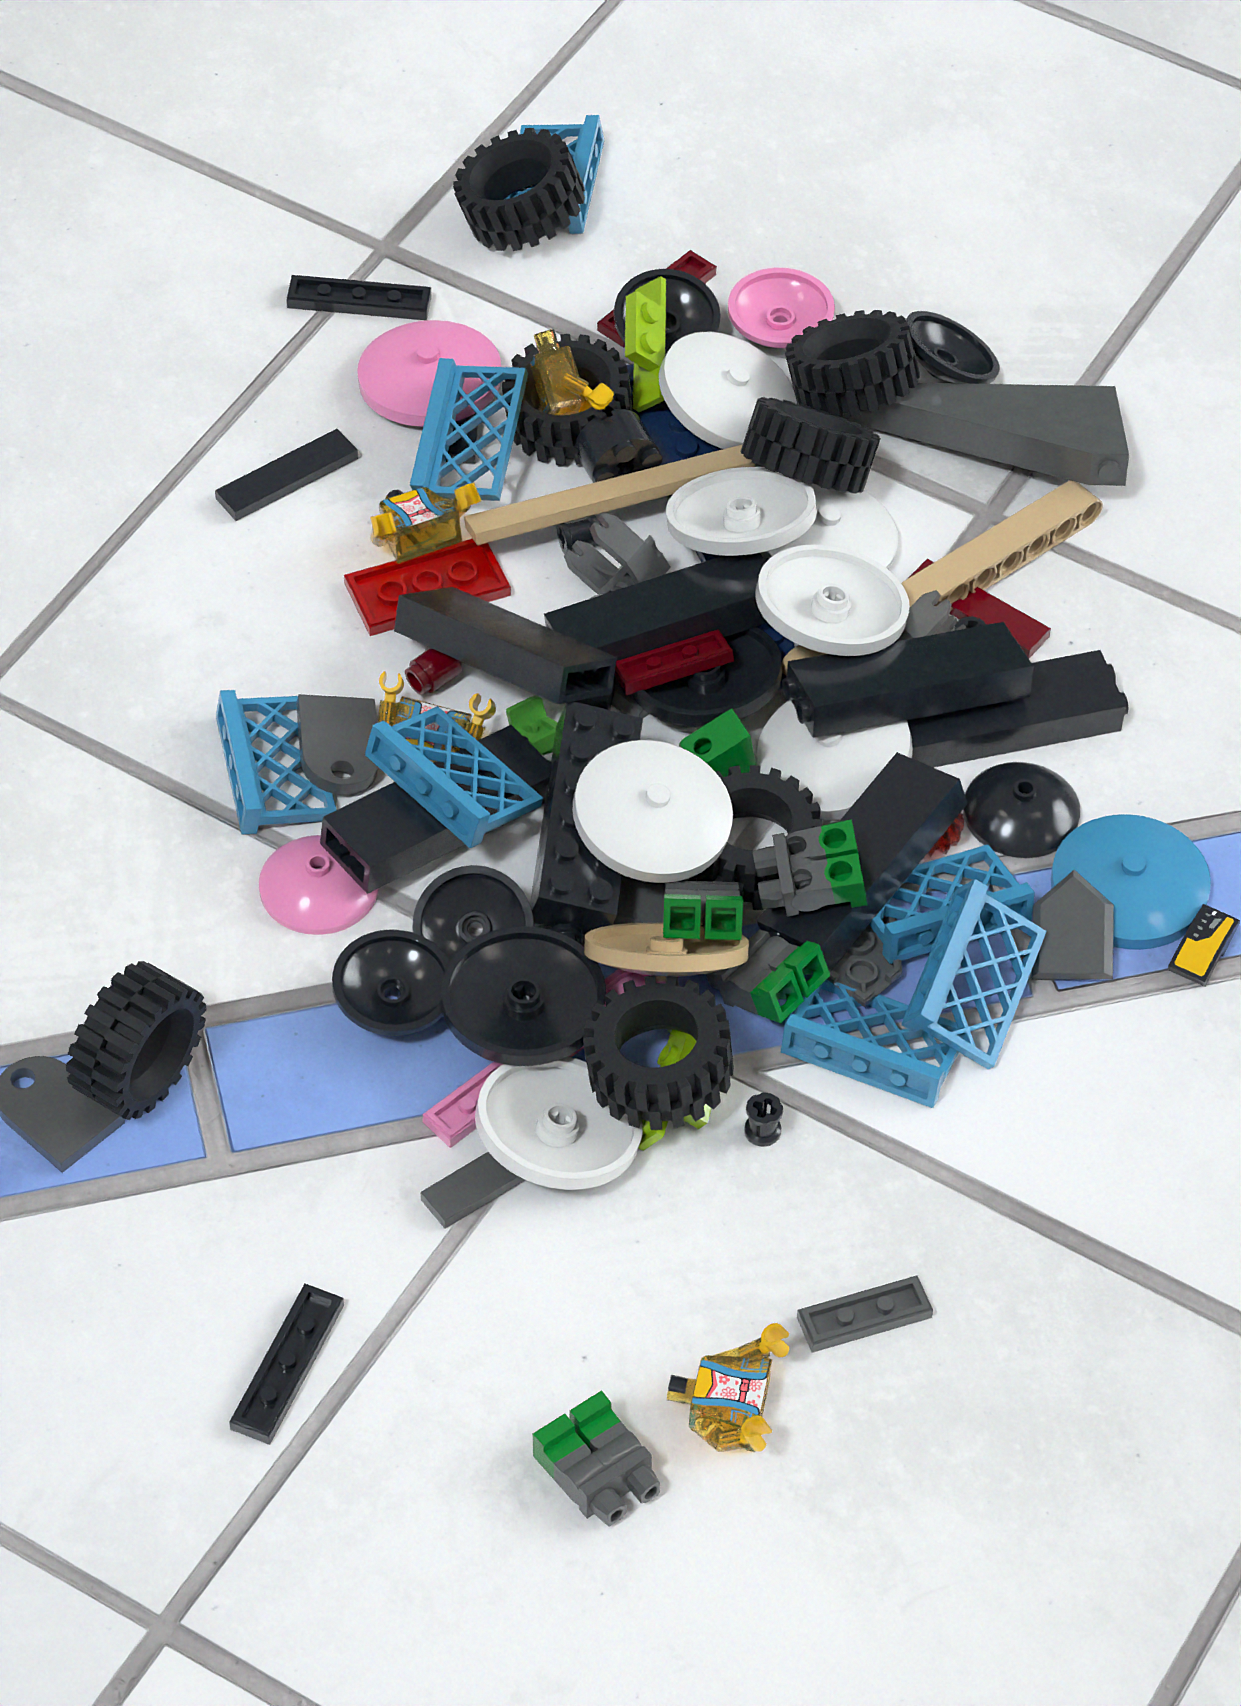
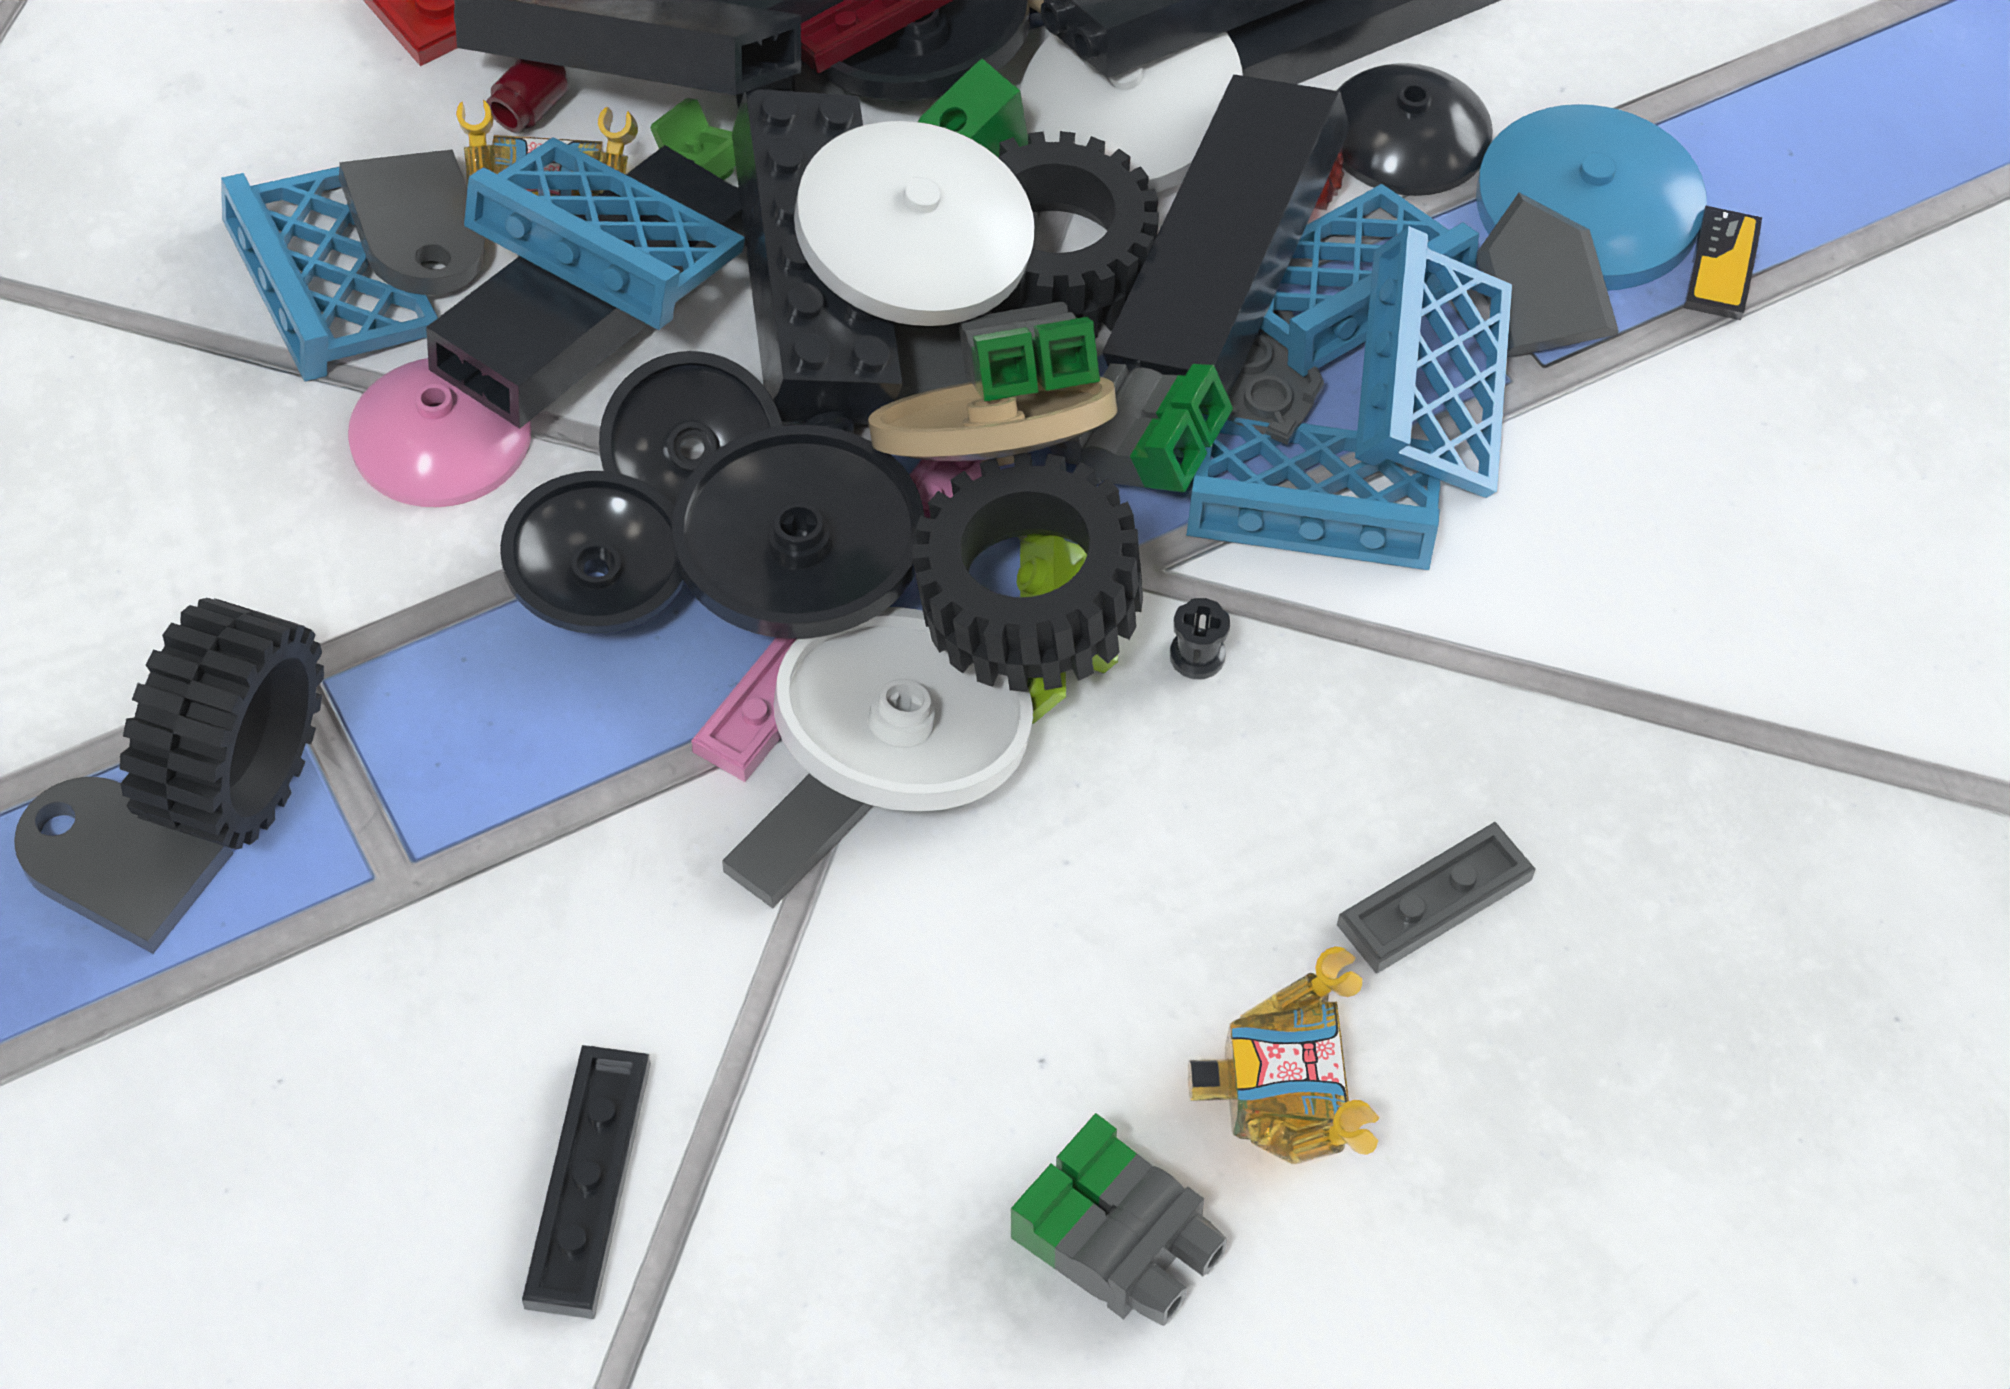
camera: 15 degrees left, 5 degrees up
(813, 867) = (1172, 259): dark grey hips -> none

